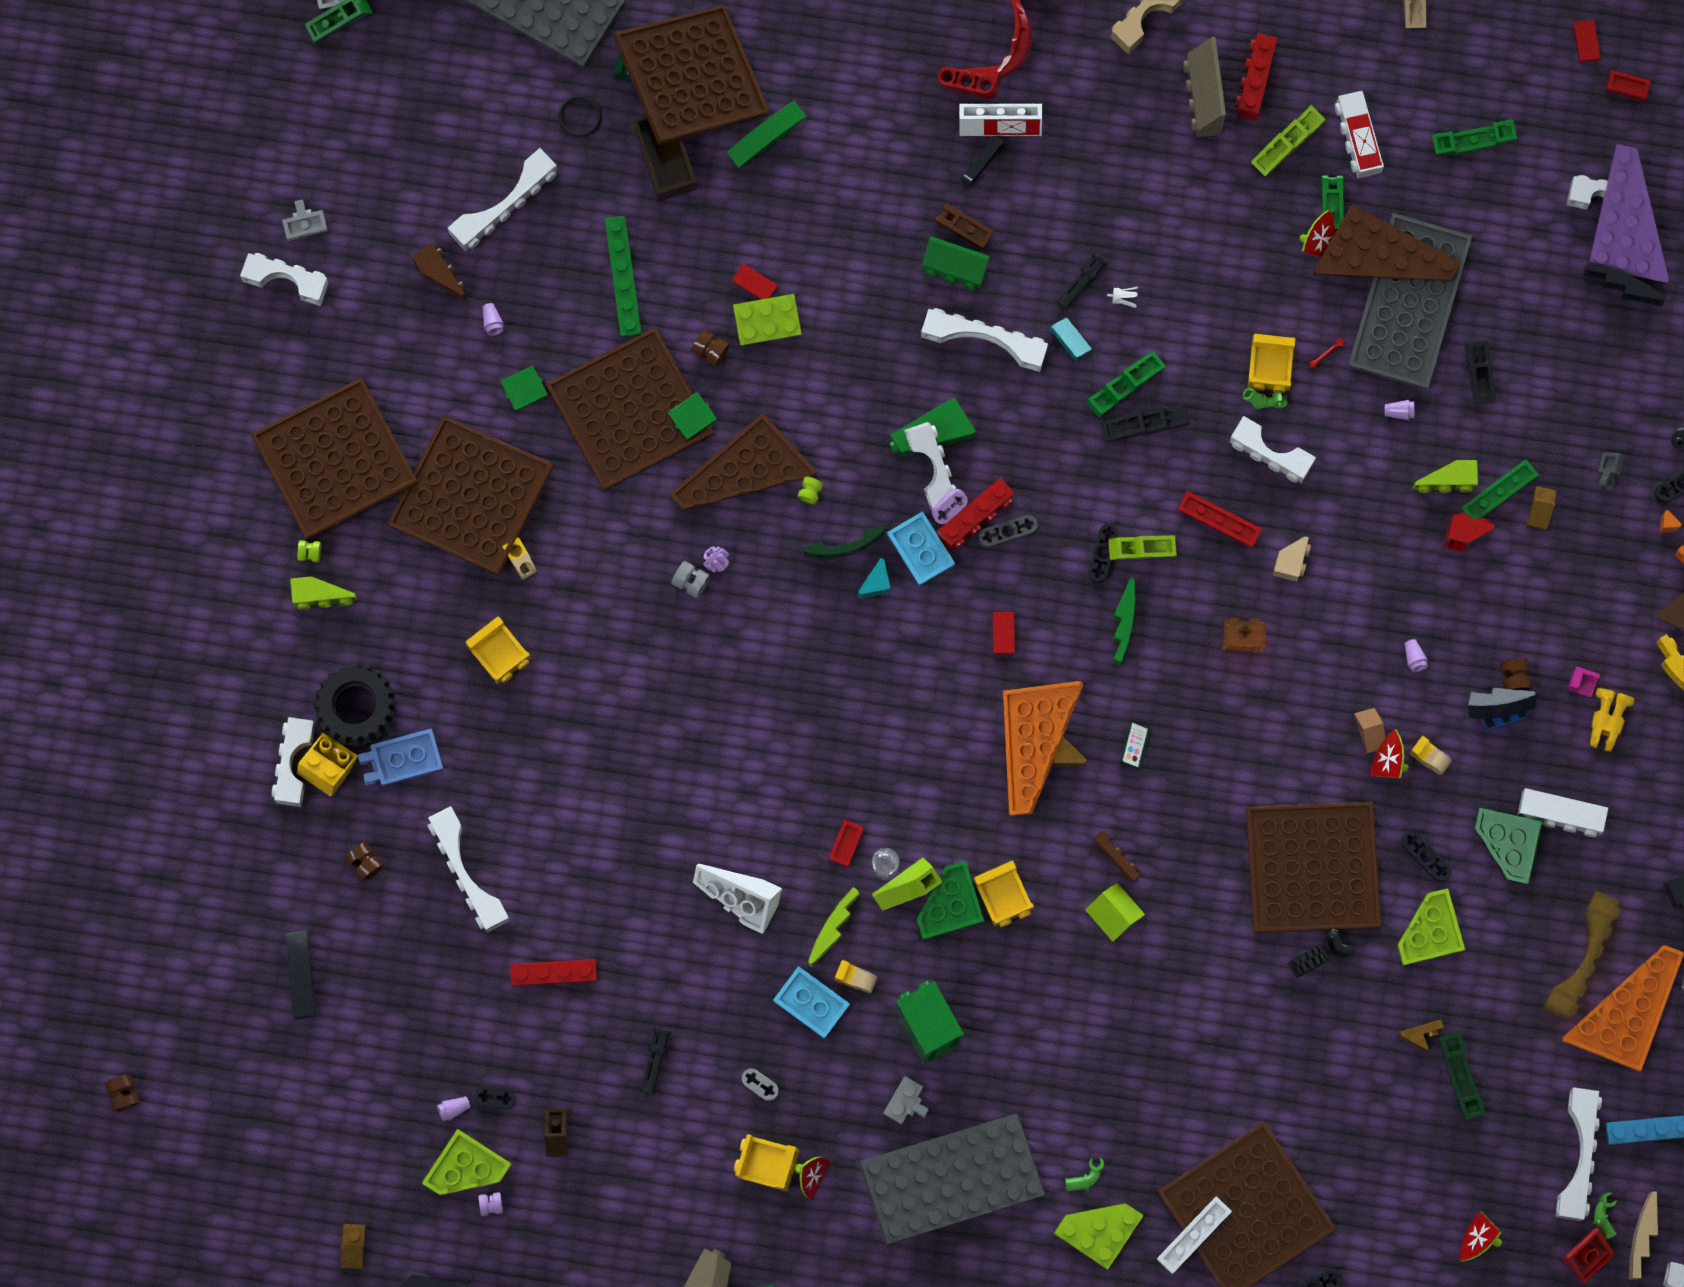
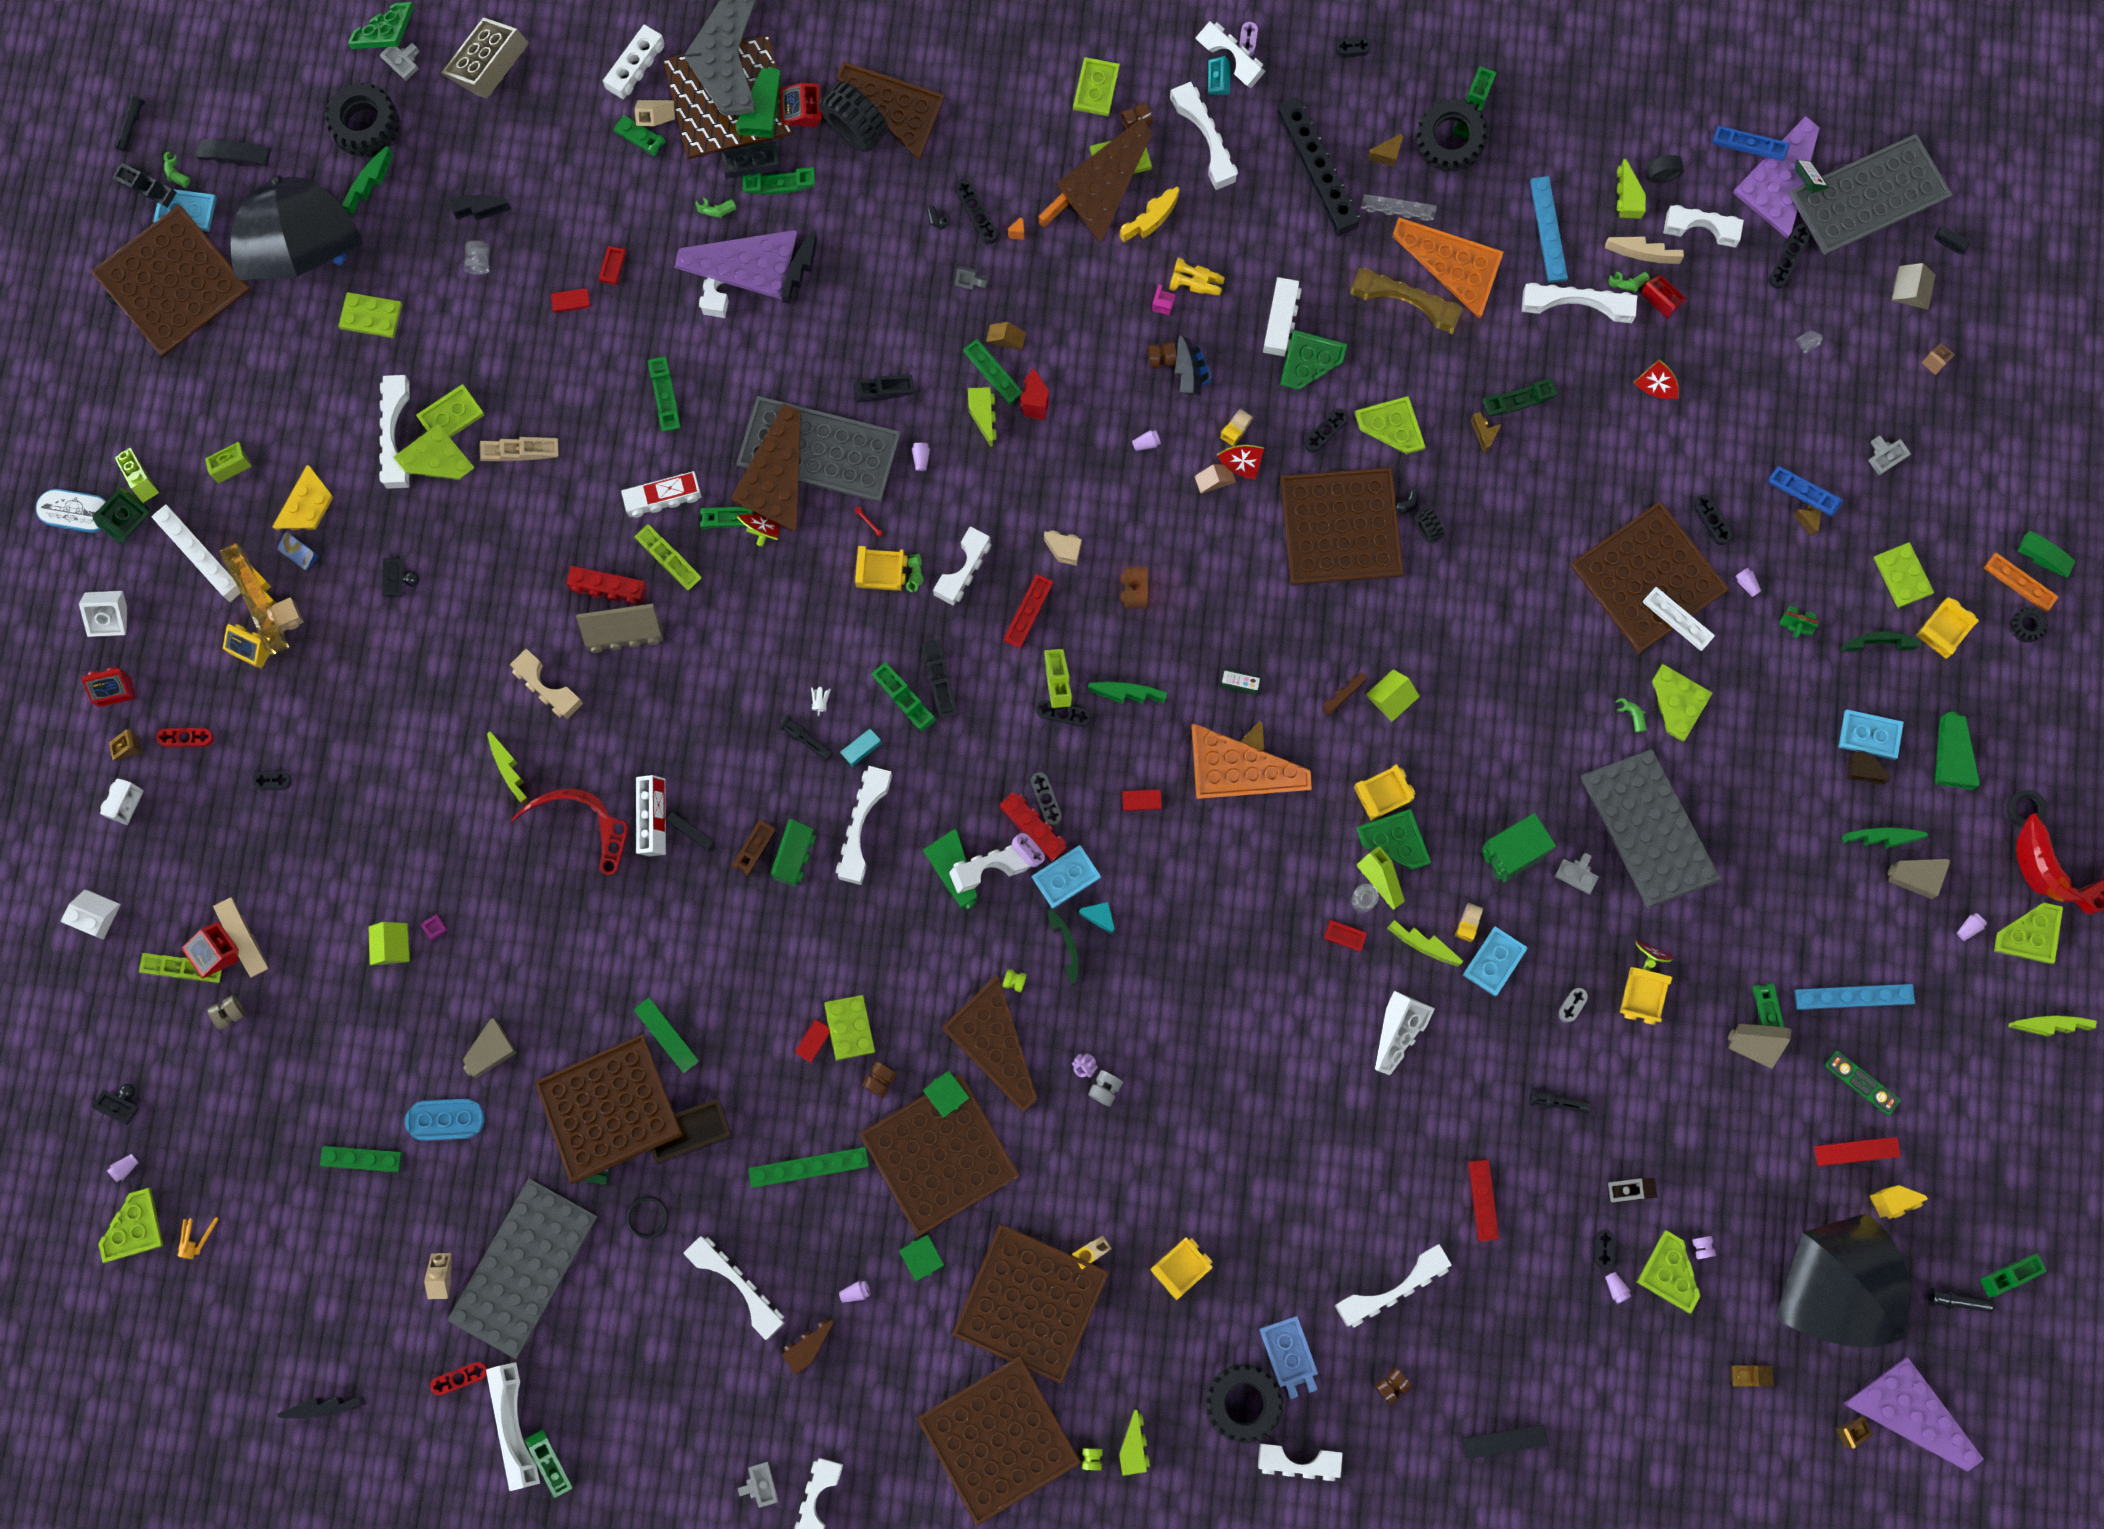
camera: 90 degrees left, 0 degrees up
(326, 764) = (1301, 1428): yellow slope -> none

